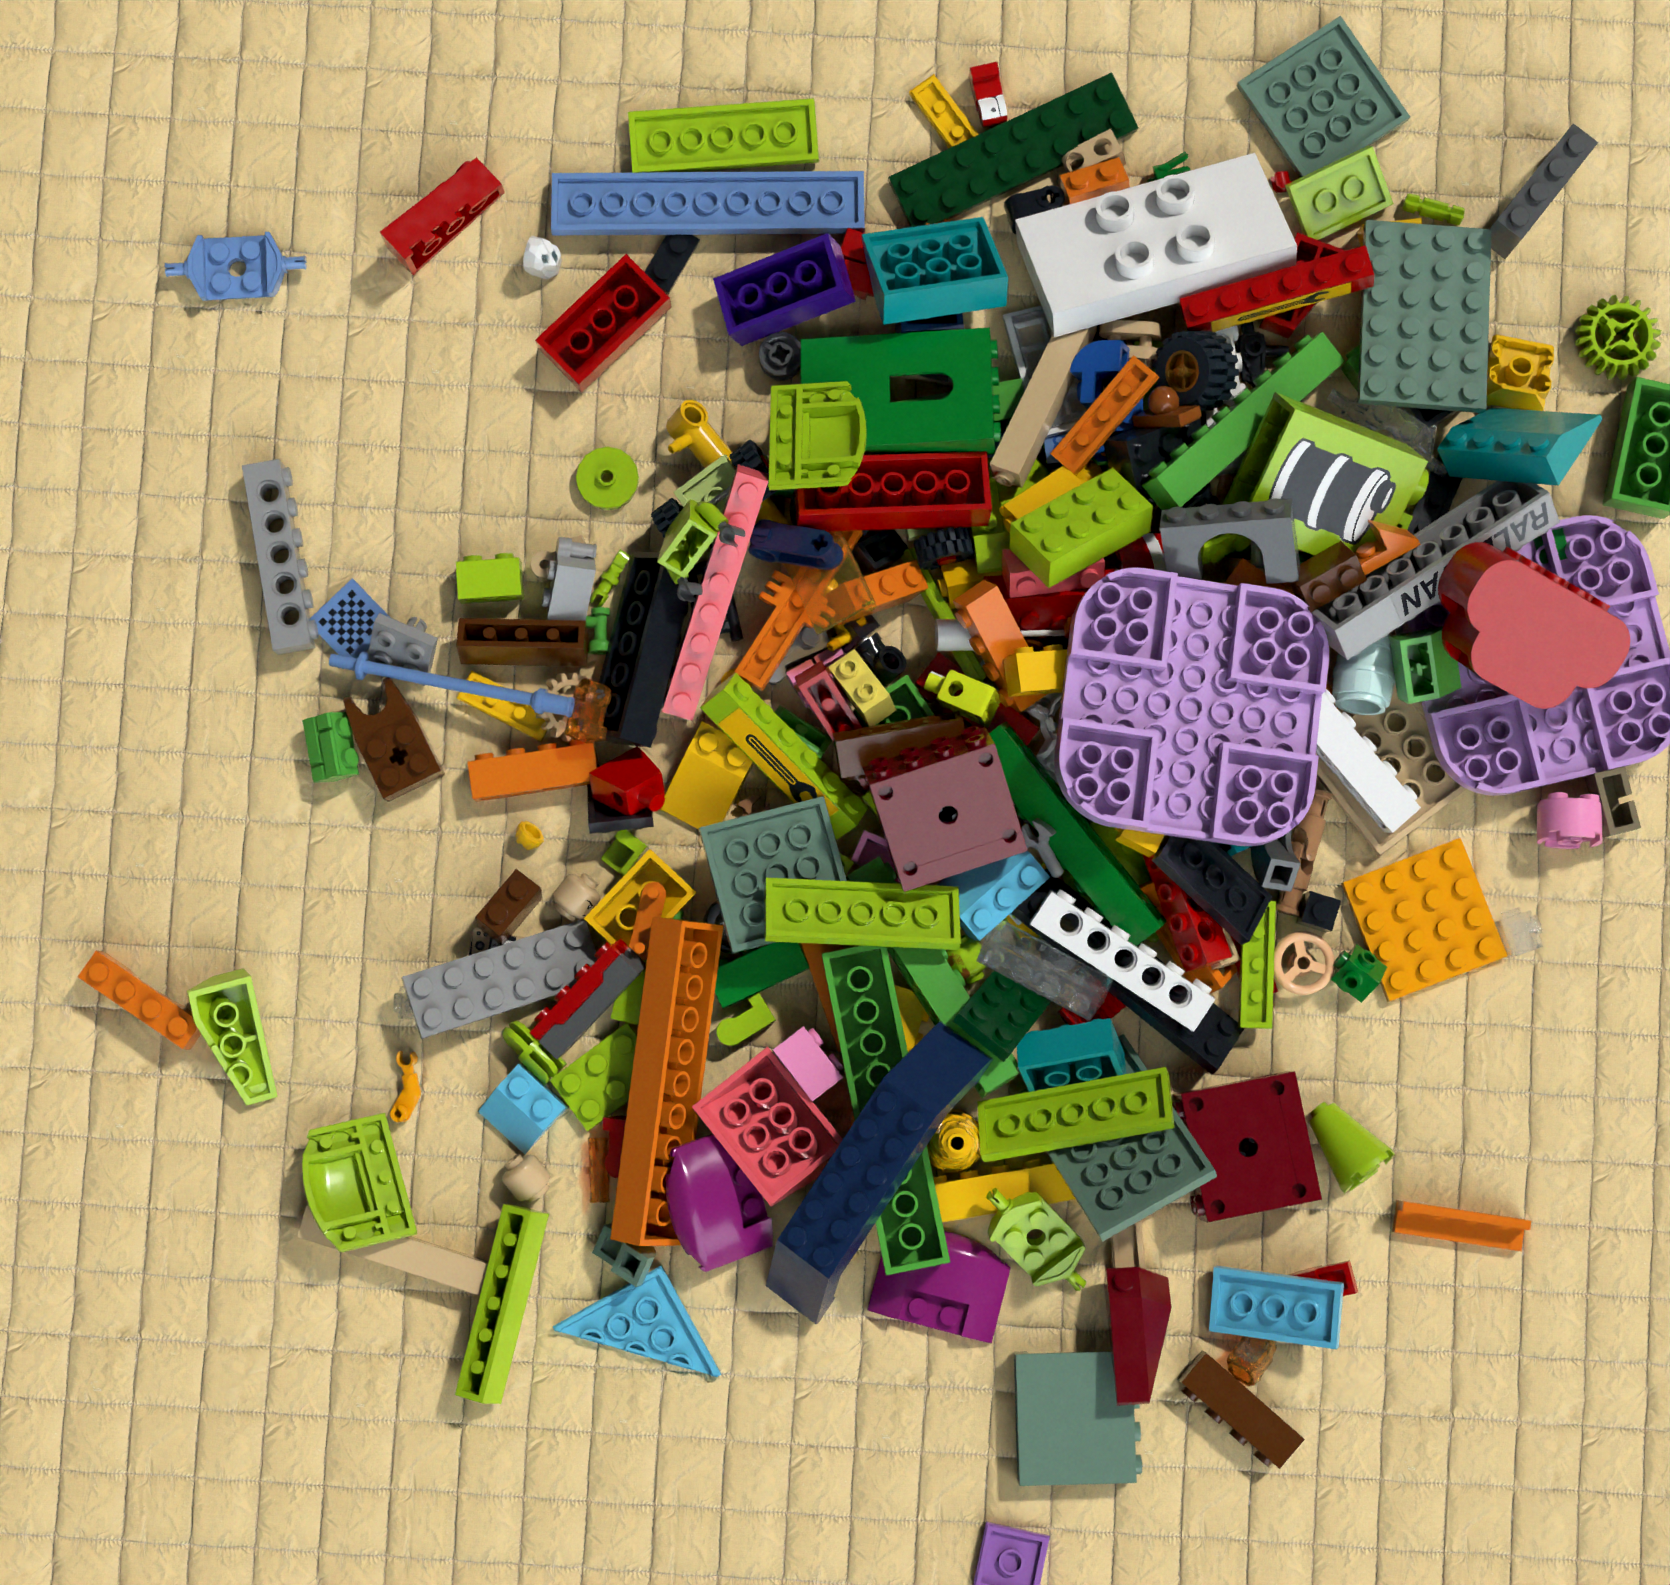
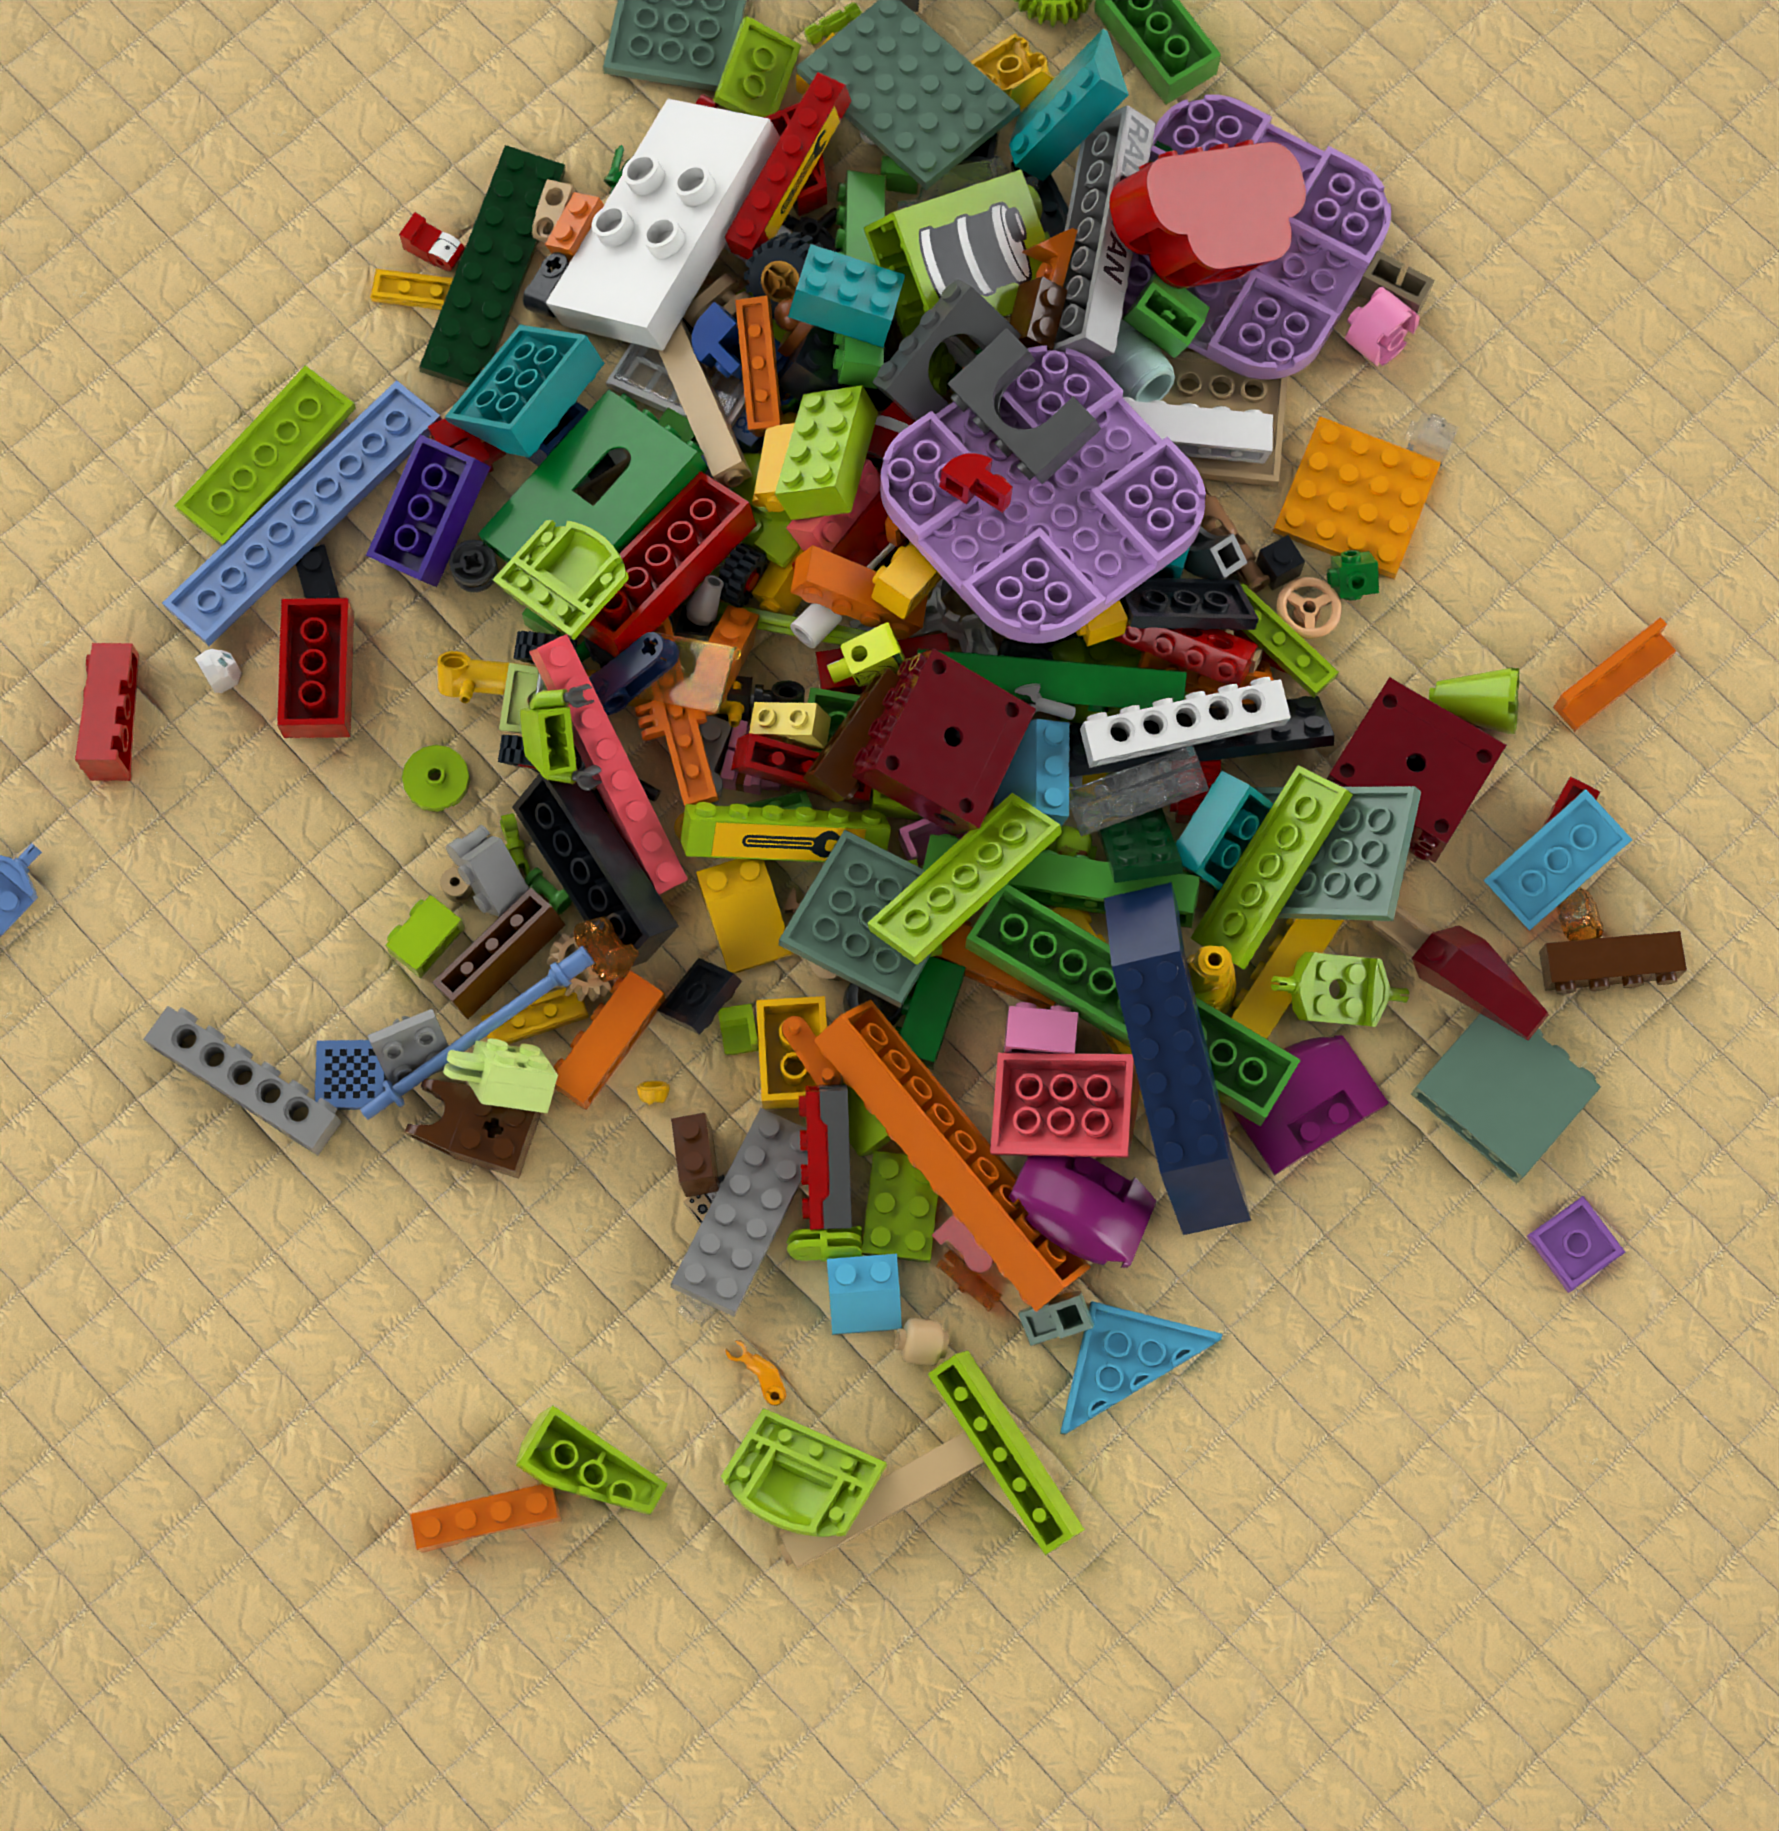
camera: 45 degrees left, 10 degrees down
(330, 747) = (433, 1177): bright green brick -> none
(438, 730) = (505, 1074): none -> yellowish green brick
(576, 896) = (737, 1096): tan head -> none
(629, 783) = (690, 970): red torso -> none
(735, 1030) = (960, 1070): lime leg -> none
(898, 543) = (704, 603): none -> light grey cone
(1148, 648) = (972, 476): none -> red brick
(1207, 432) = (846, 295): none -> teal brick
(1223, 594) = (1038, 449): none -> dark grey arch

